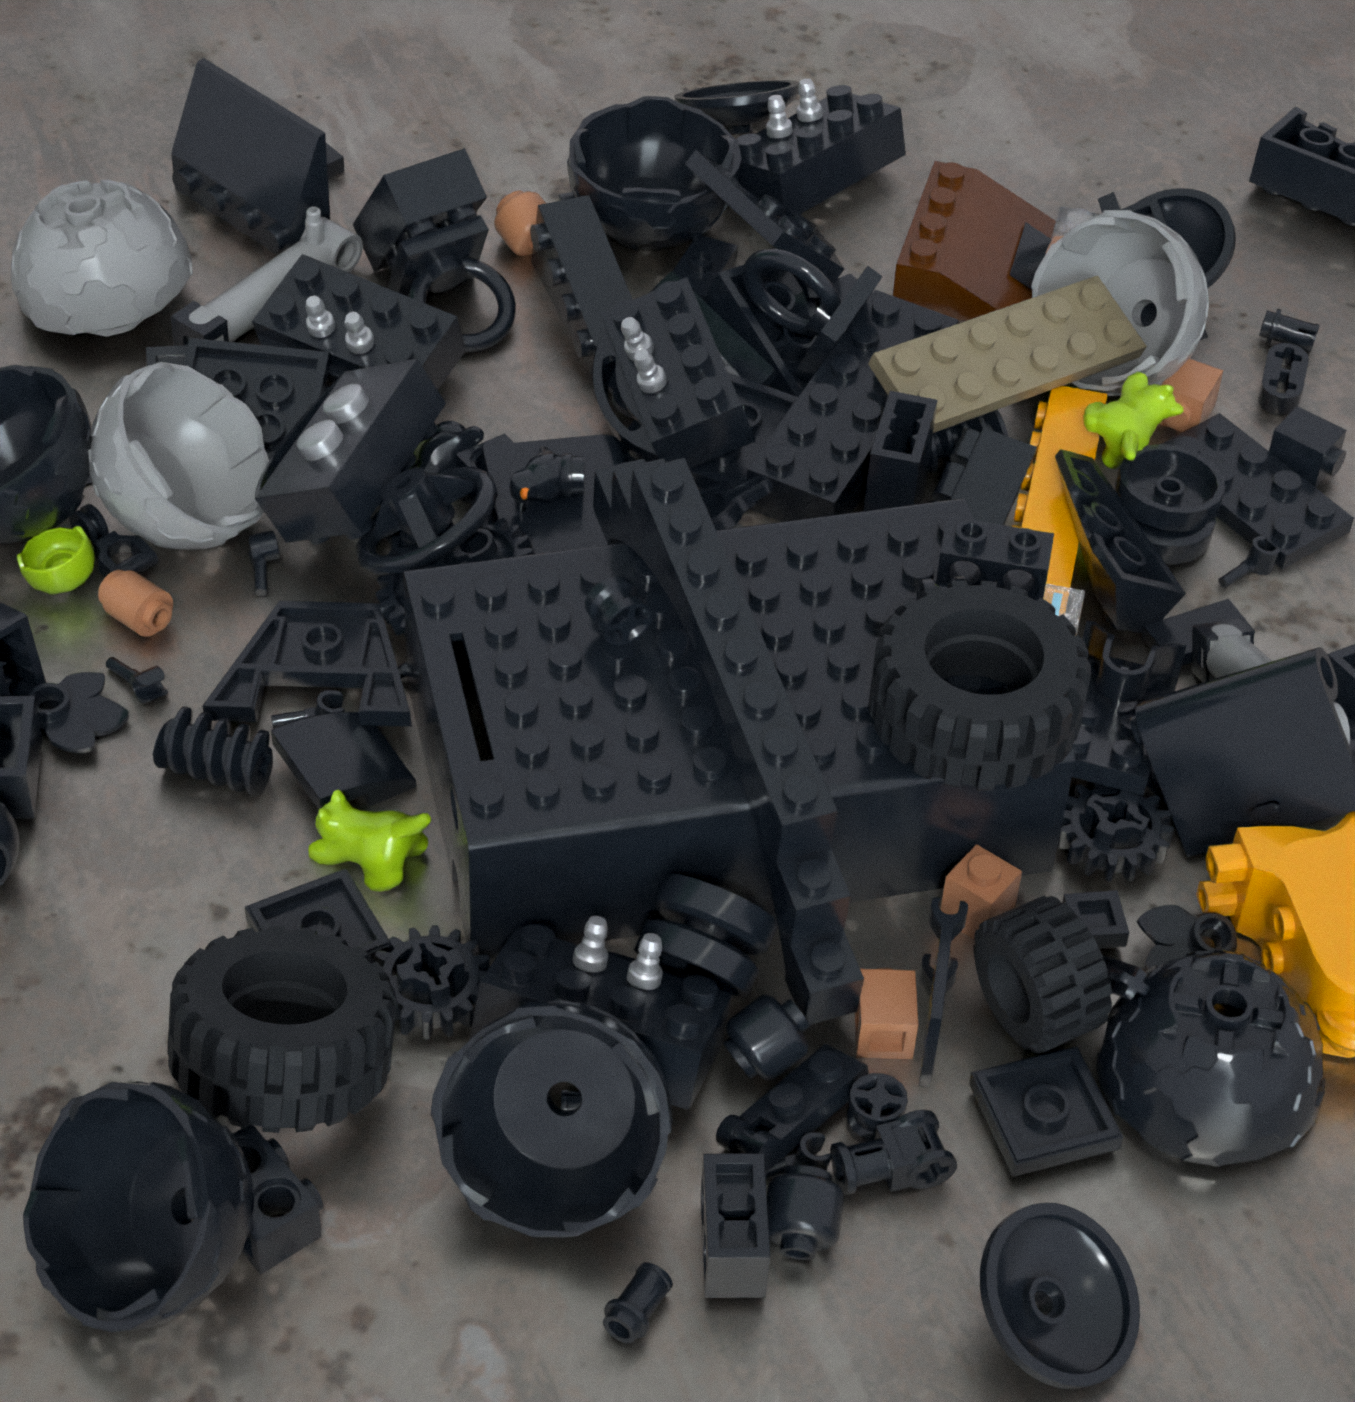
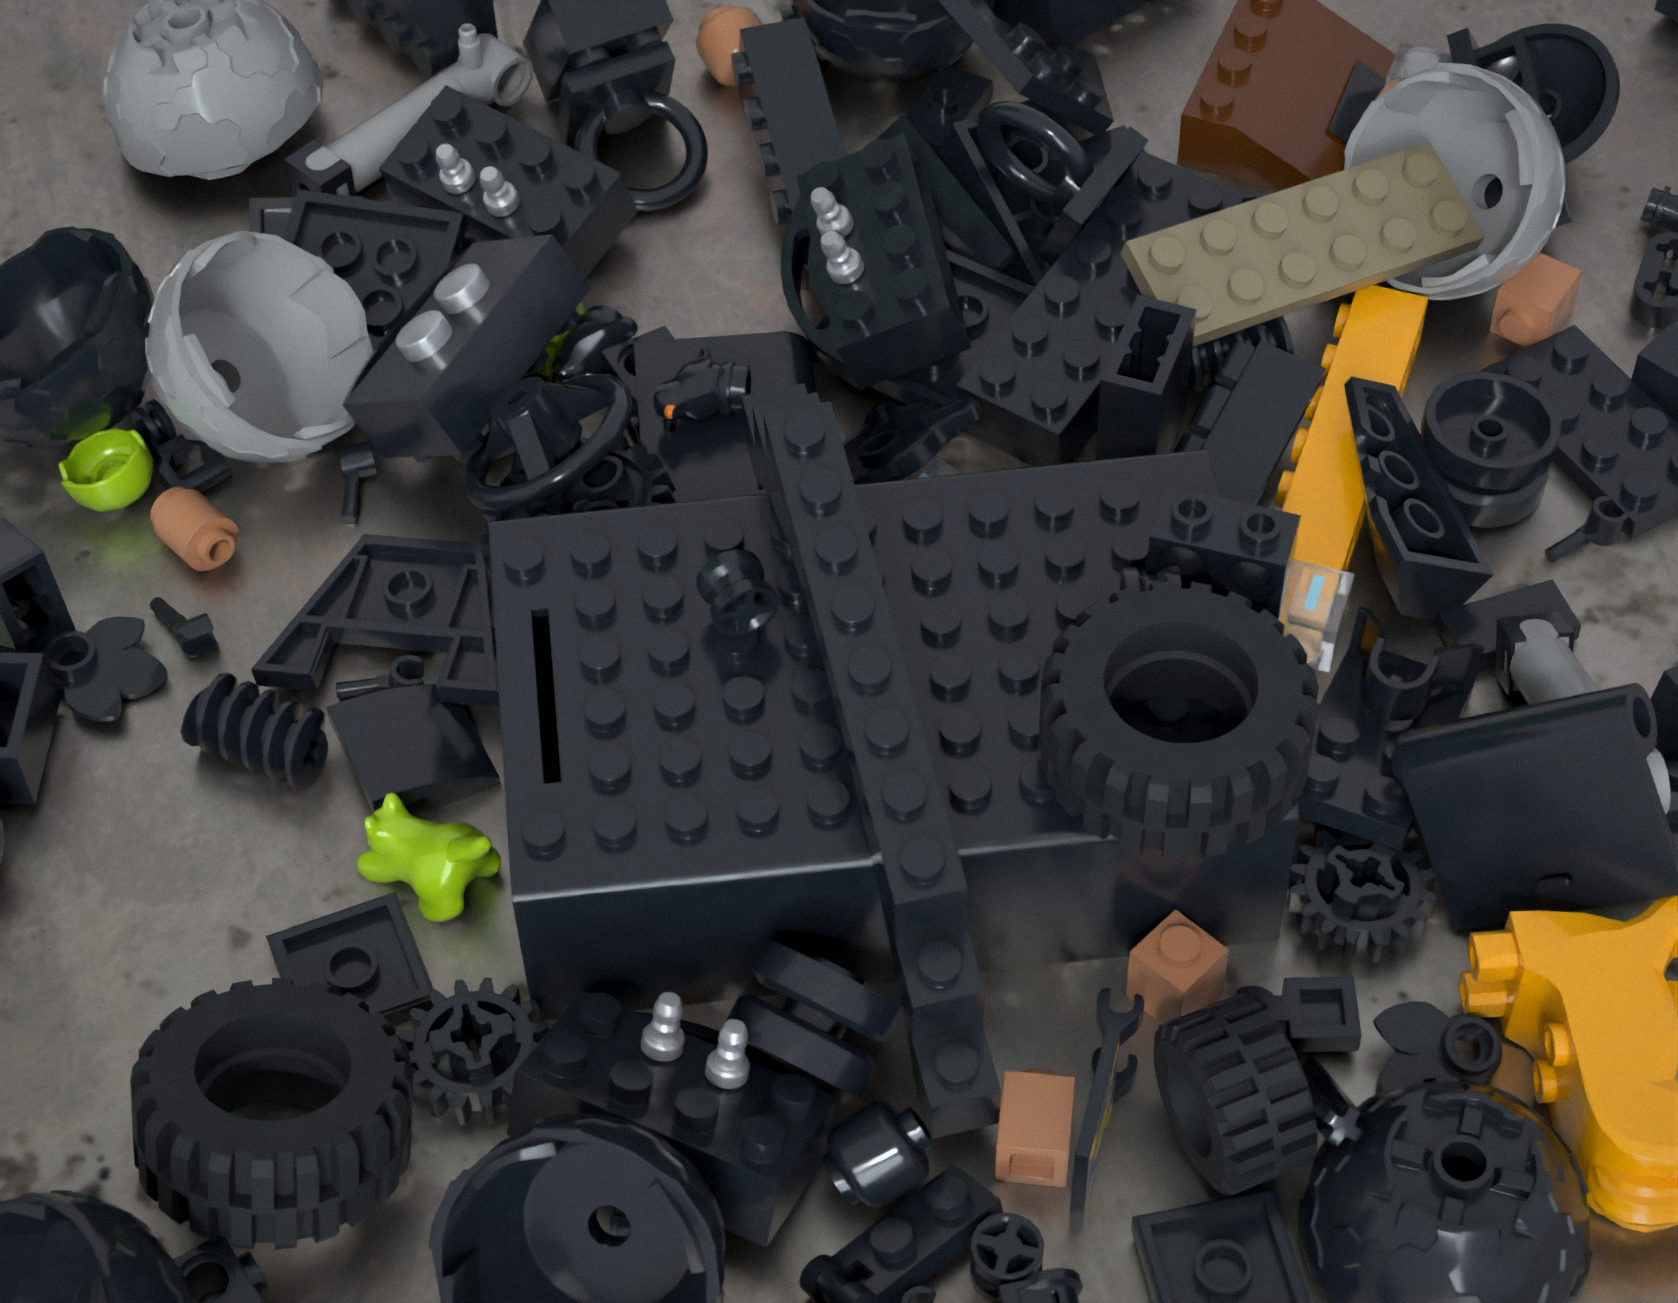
camera: 10 degrees right, 5 degrees up
(1131, 419) = (1451, 337): lime animal -> none

